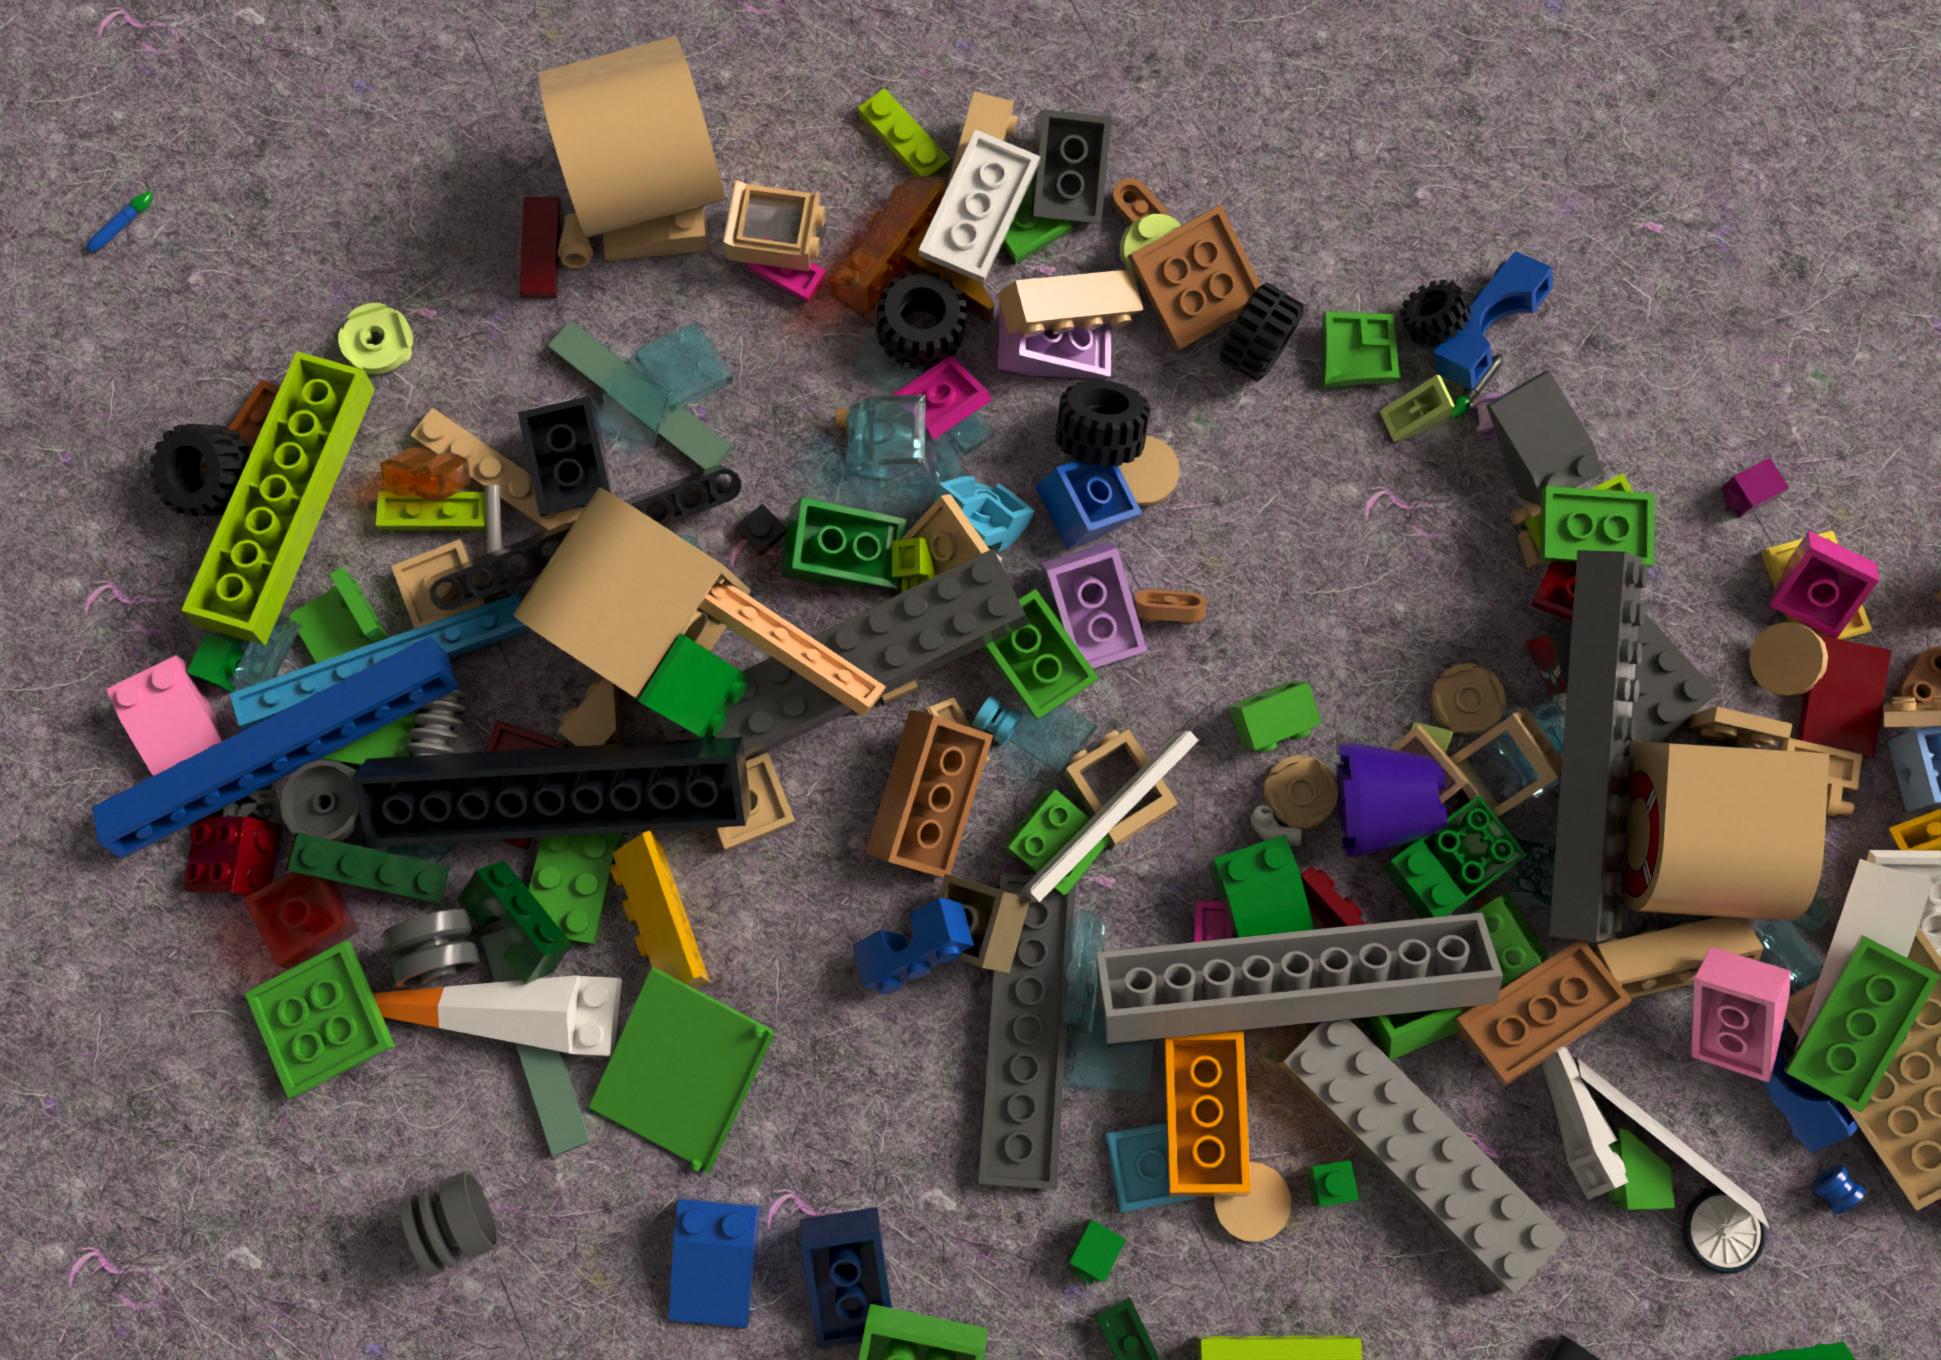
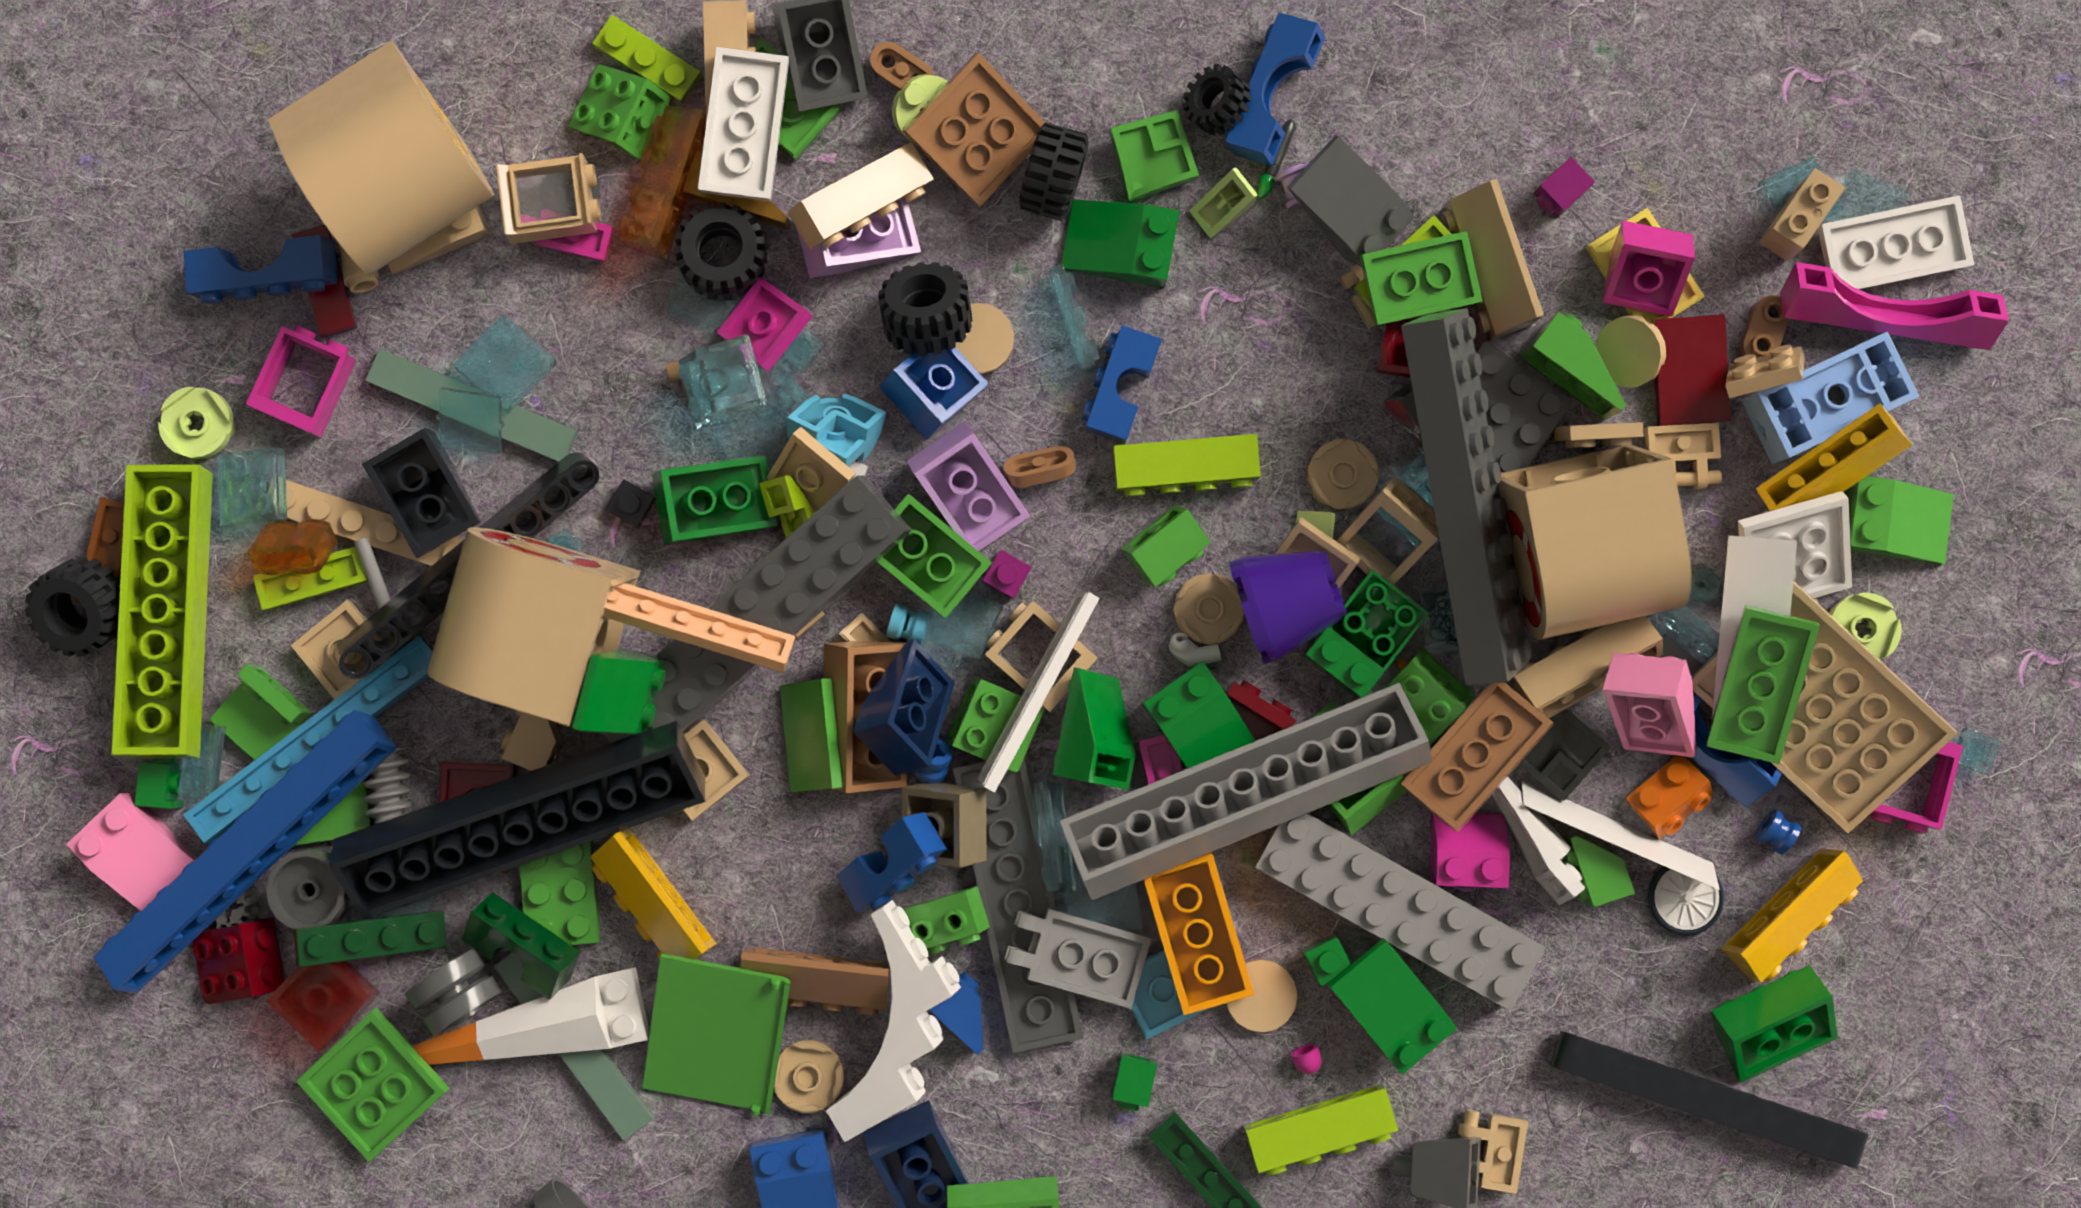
camera: 20 degrees left, 10 degrees up
(407, 410) = (252, 487): none -> clear light blue plate
(473, 300) = (274, 367): none -> dark pink window
(525, 222) = (302, 263): none -> blue arch
(761, 1146) = (808, 1076): none -> tan tile
(811, 1049) = (825, 978): none -> medium nougat slope
(866, 171) = (619, 109): none -> bright green bracket
(869, 798) = (811, 735): none -> bright green tile
(881, 1127) = (911, 1032): none -> white arch
(937, 1119) = (963, 1013): none -> blue slope
(949, 1023) = (948, 919): none -> bright green brick
(971, 799) = (906, 711): none -> dark blue slope
(982, 859) = (939, 764): none -> blue wheel
(1079, 1102) = (1081, 956): none -> light grey tile
(1108, 698) = (1006, 574): none -> magenta brick
(1154, 879) = (1095, 732): none -> green slope
(1241, 476) = (1074, 318): none -> clear light blue plate
(1283, 1283) = (1307, 1058): none -> dark pink hinge
(1288, 525) = (1130, 354): none -> blue arch
(1307, 418) = (1120, 241): none -> green slope
(1316, 643) = (1186, 463): none -> lime brick
(1390, 1252) = (1392, 1006): none -> green slope
(1509, 1117) = (1473, 855): none -> dark pink slope
(1630, 1042) = (1565, 754): none -> pearl dark grey plate
(1681, 547) = (1500, 266): none -> tan slope
(1730, 656) = (1571, 361): none -> bright green slope
(1732, 1119) = (1671, 796): none -> orange bracket
(1838, 1281) = (1793, 914): none -> yellow slope

